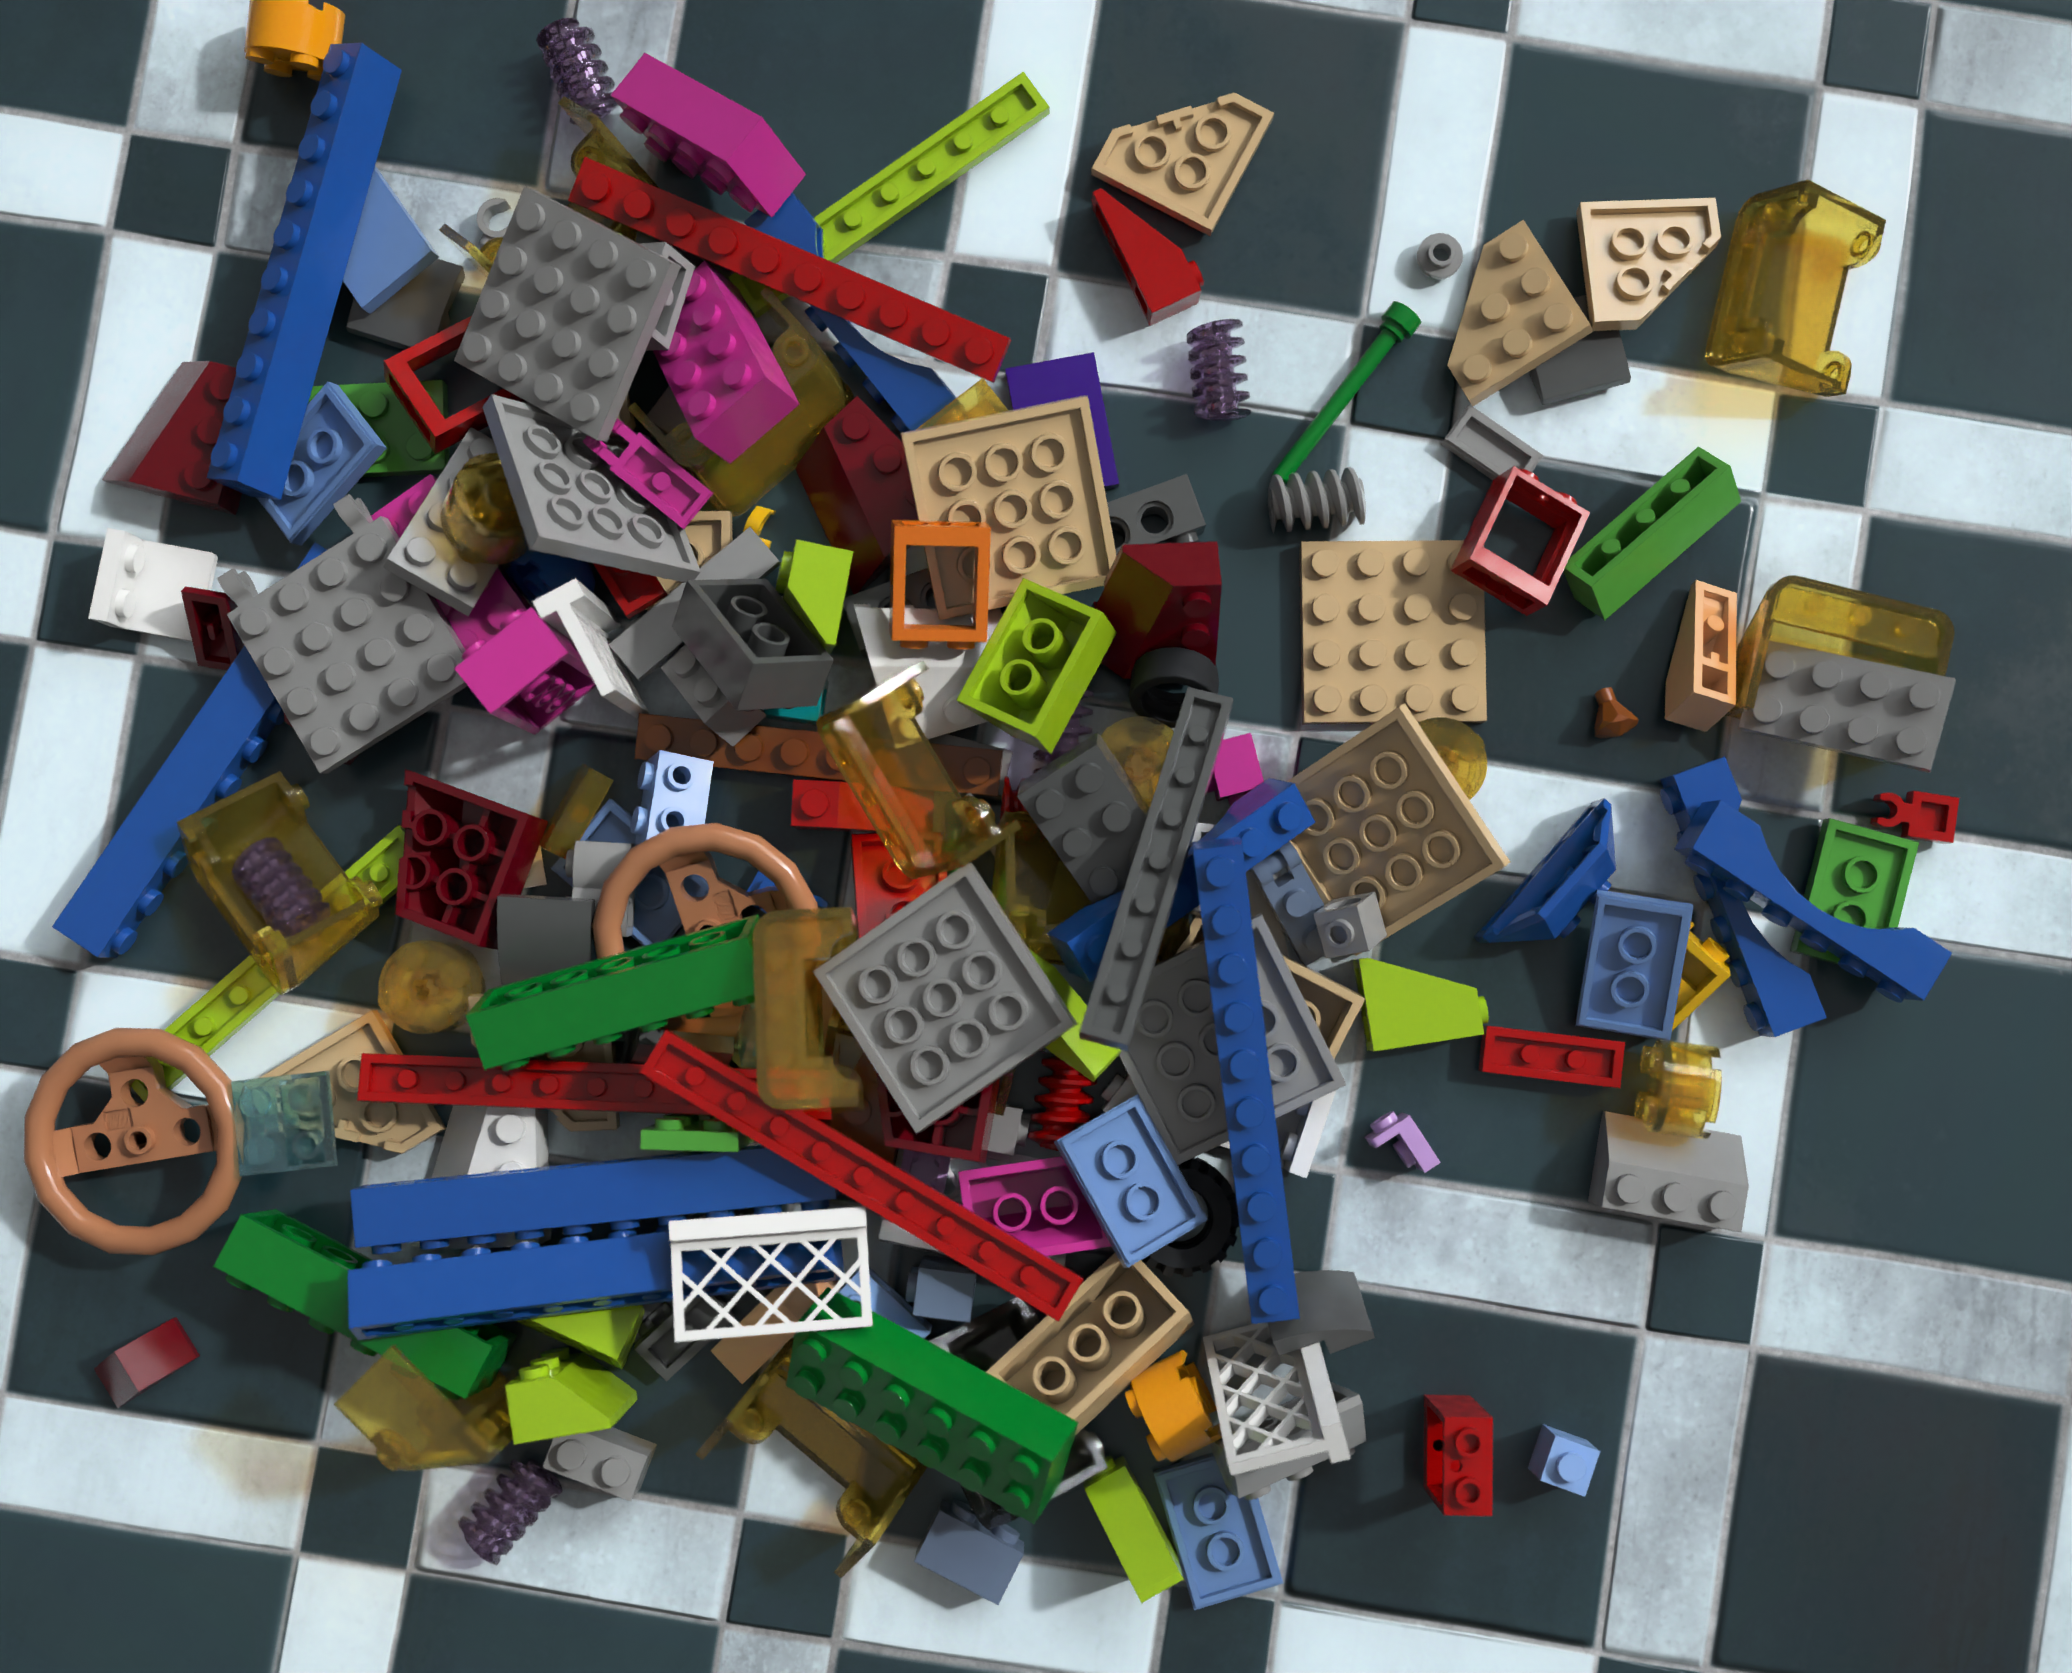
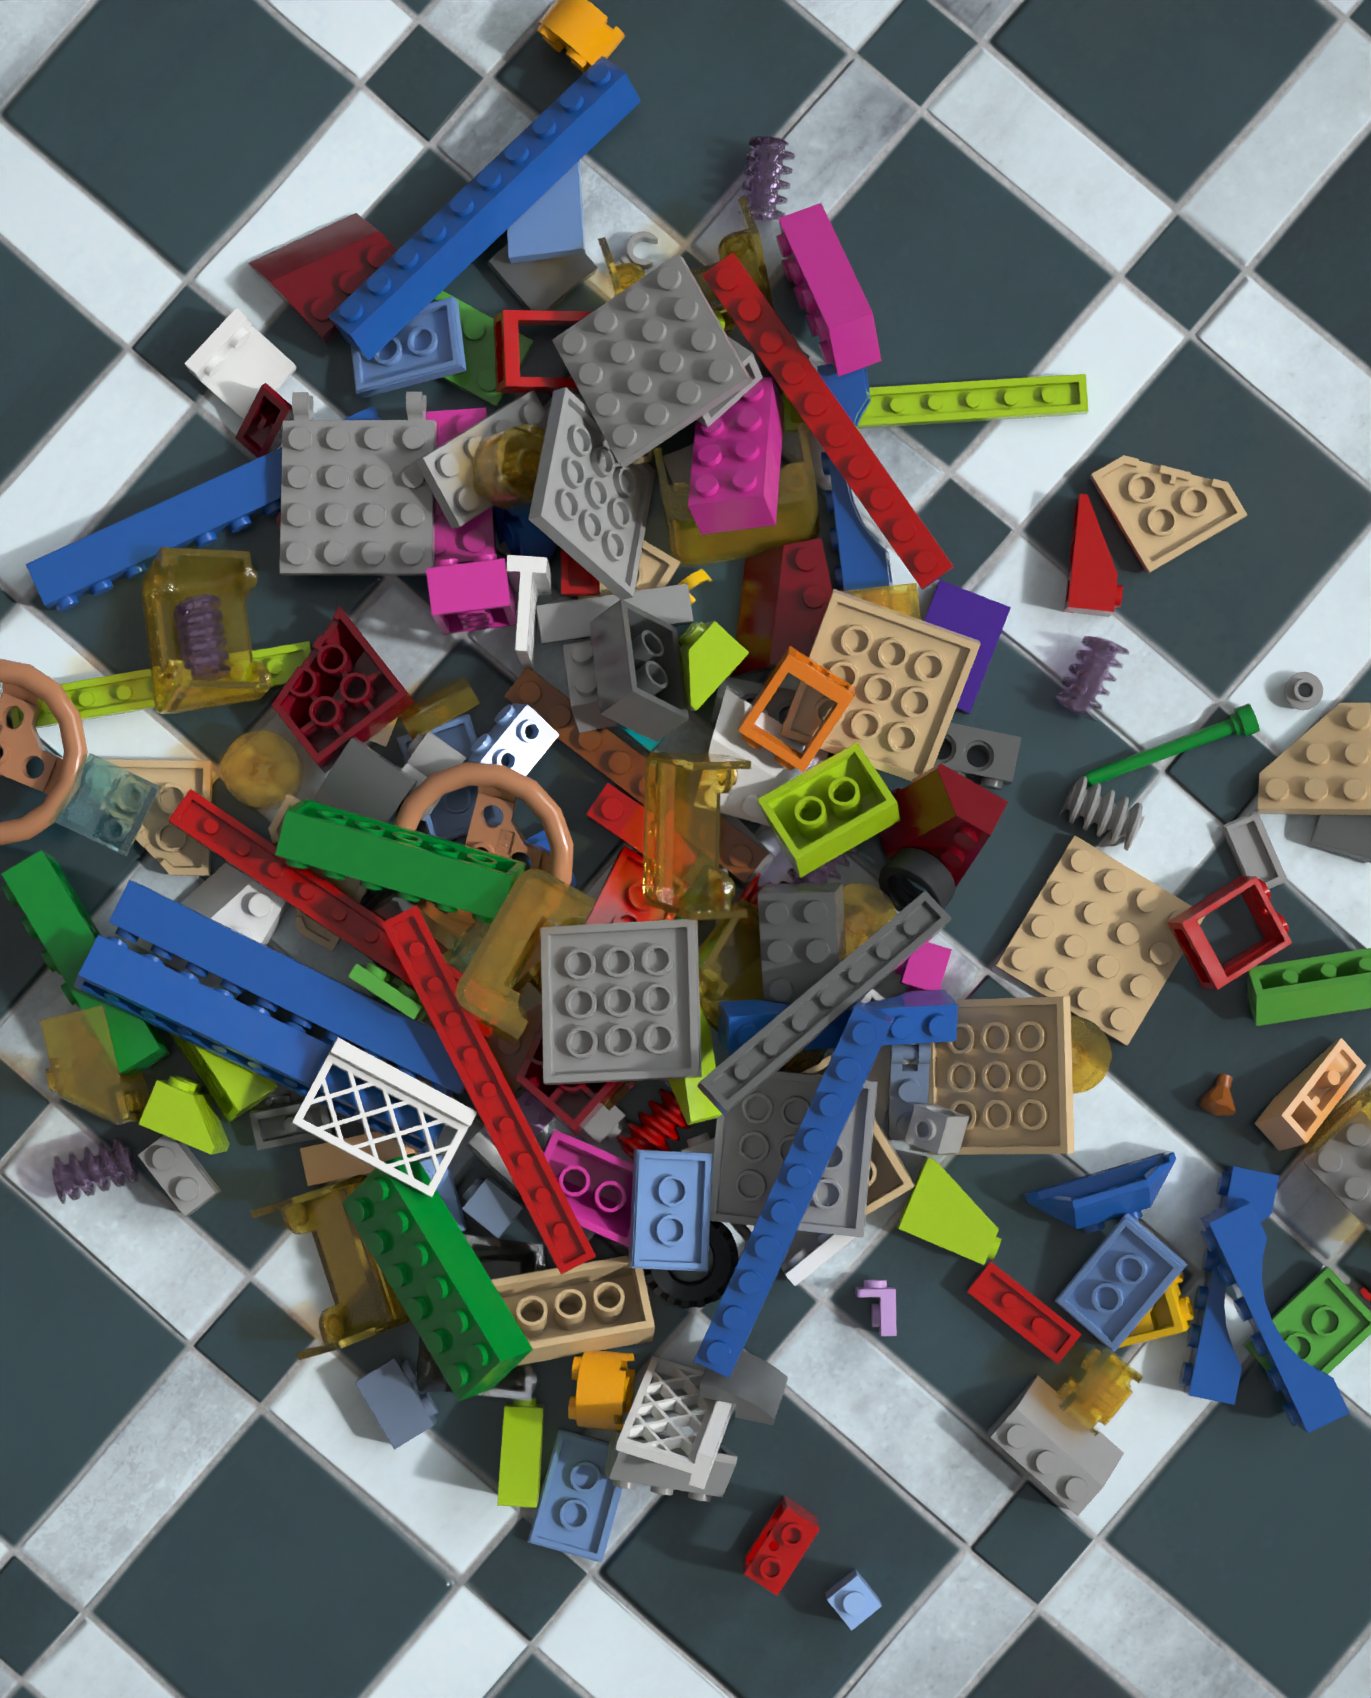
camera: 30 degrees right, 0 degrees up
(654, 475) = (643, 509): dark pink hinge -> none

